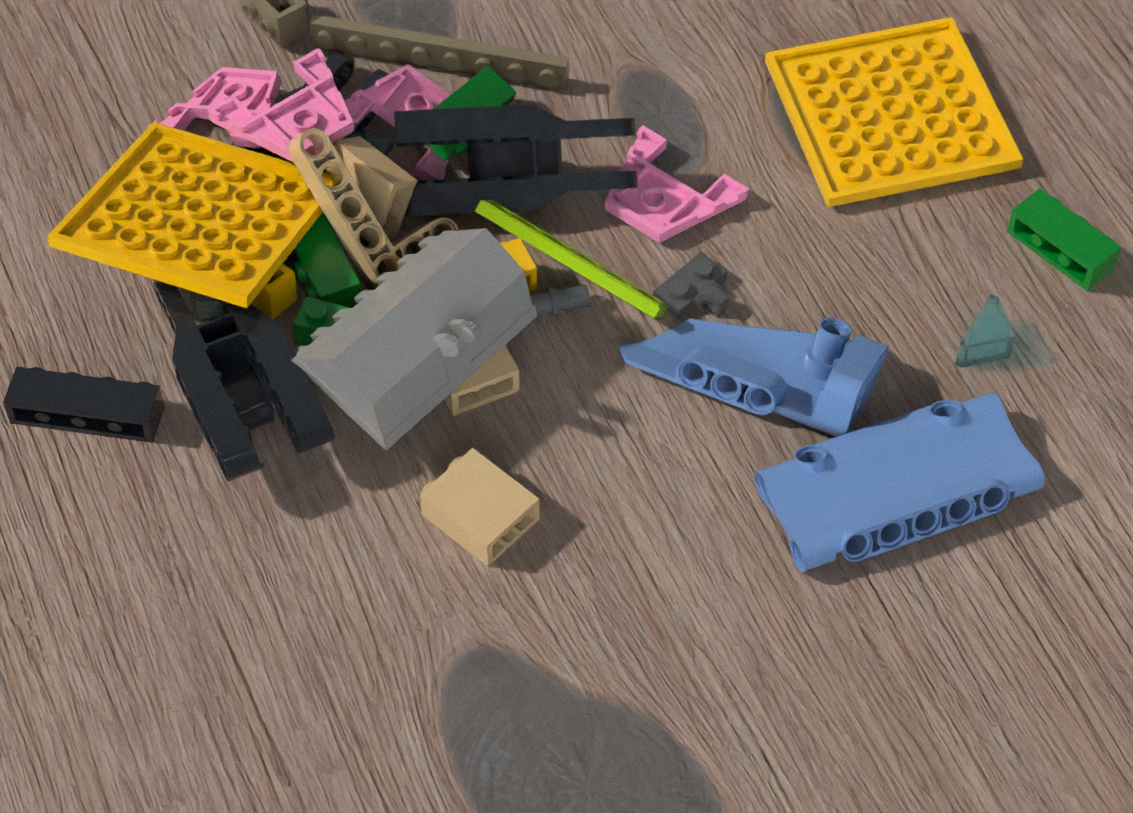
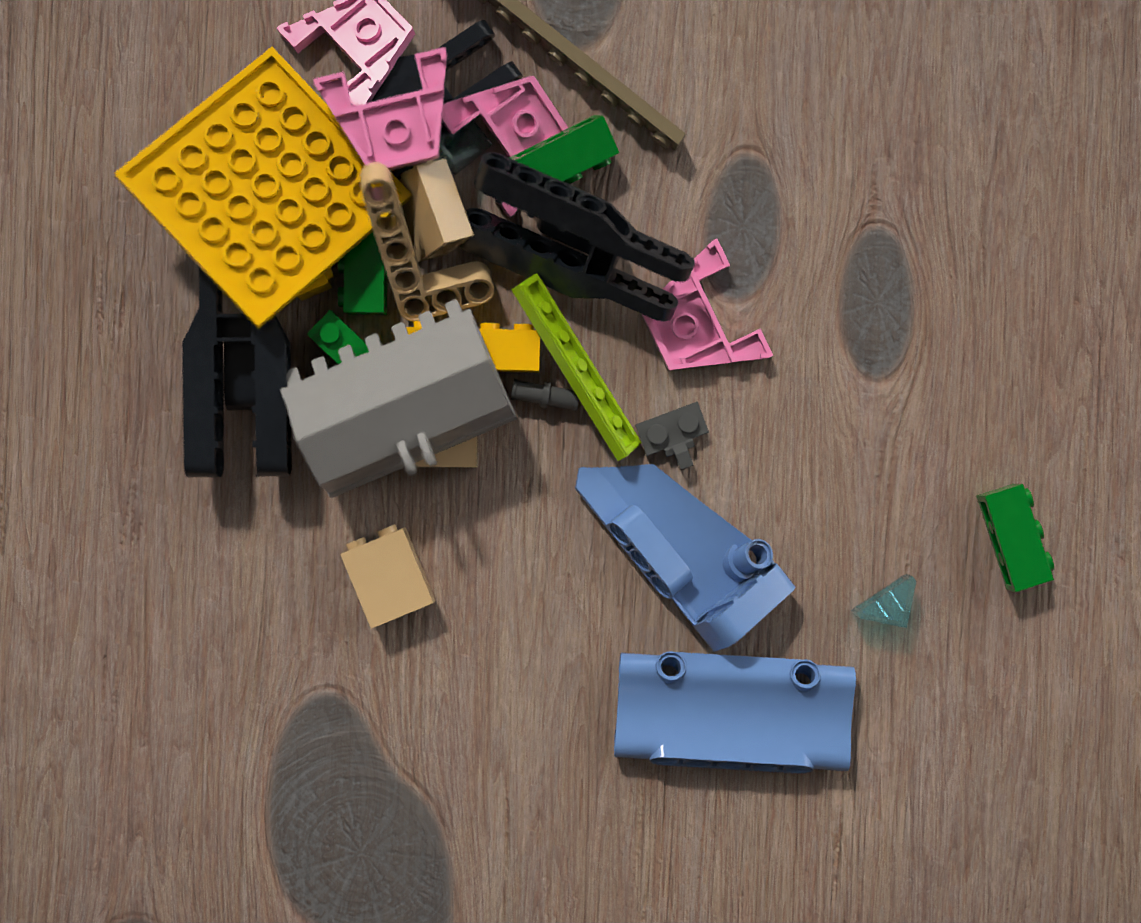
camera: 20 degrees right, 35 degrees up
(84, 404) = (109, 323): black brick -> none
(892, 111) = (952, 320): yellow plate -> none

